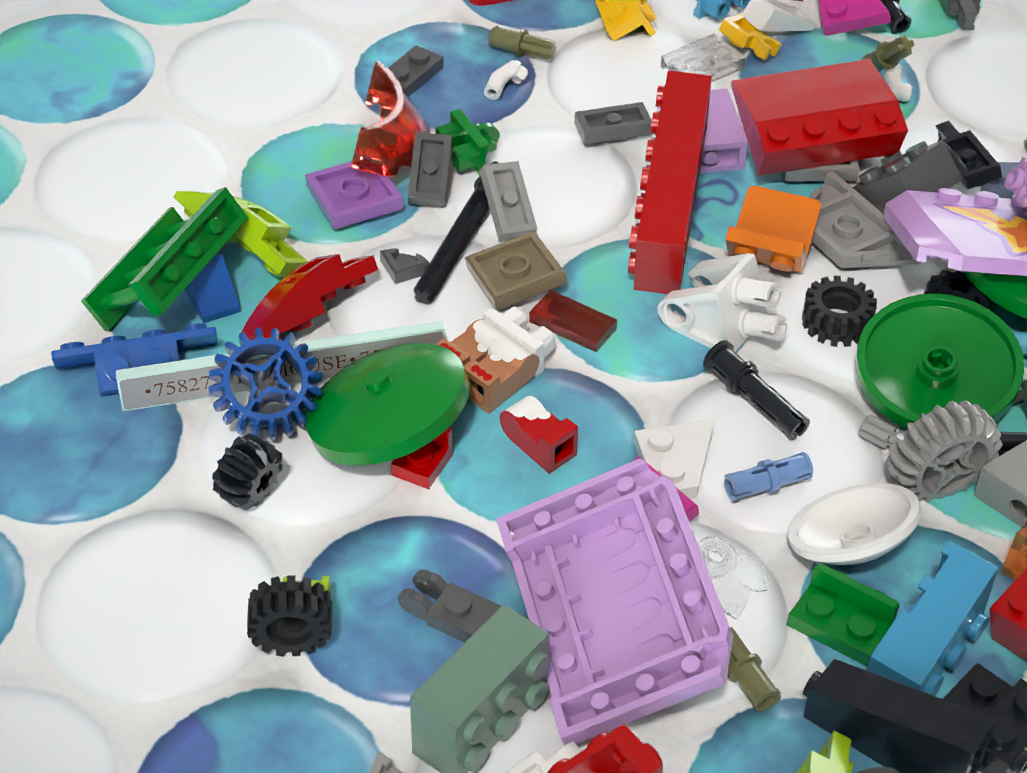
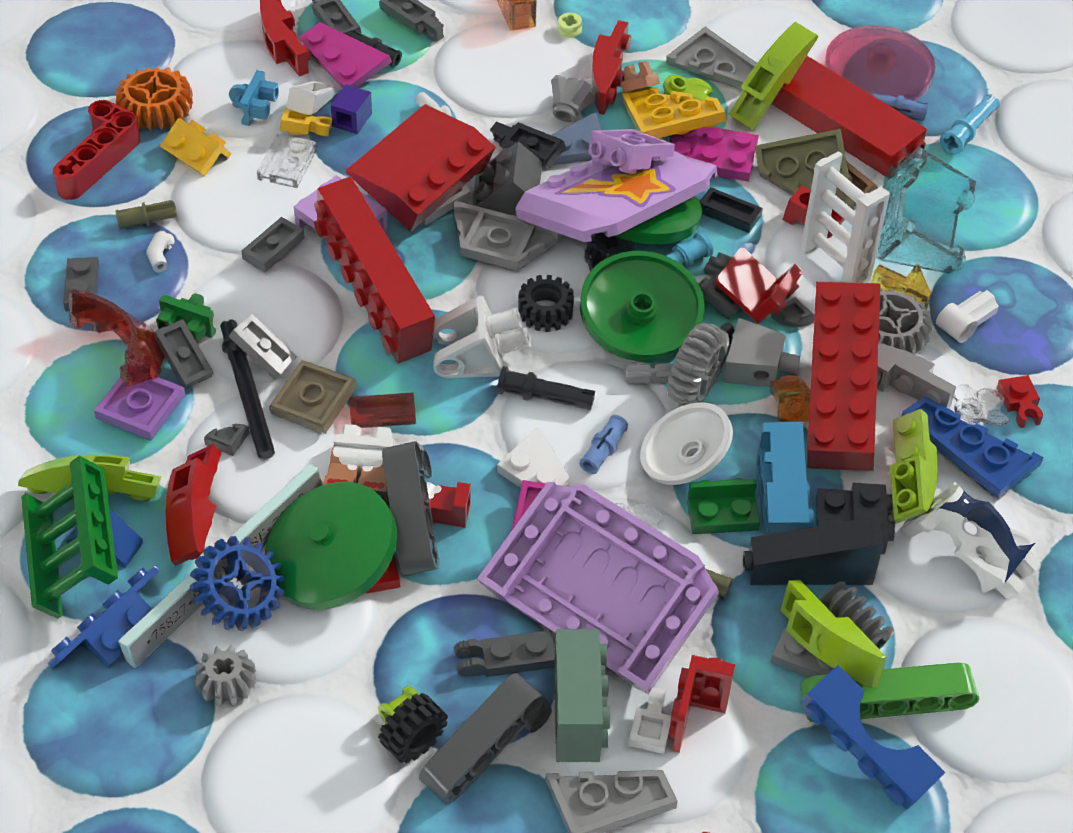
camera: 40 degrees left, 5 degrees up
(180, 462) = (225, 676): none -> light grey gear
(247, 471) = (284, 652): black gear -> none
(348, 670) = (484, 737): none -> dark grey beam
(495, 408) = (406, 475): none -> dark grey beam
(775, 228) = (459, 266): orange bracket -> none
(808, 44) = (351, 109): none -> dark purple brick
(890, 53) = (417, 91): olive axle -> none

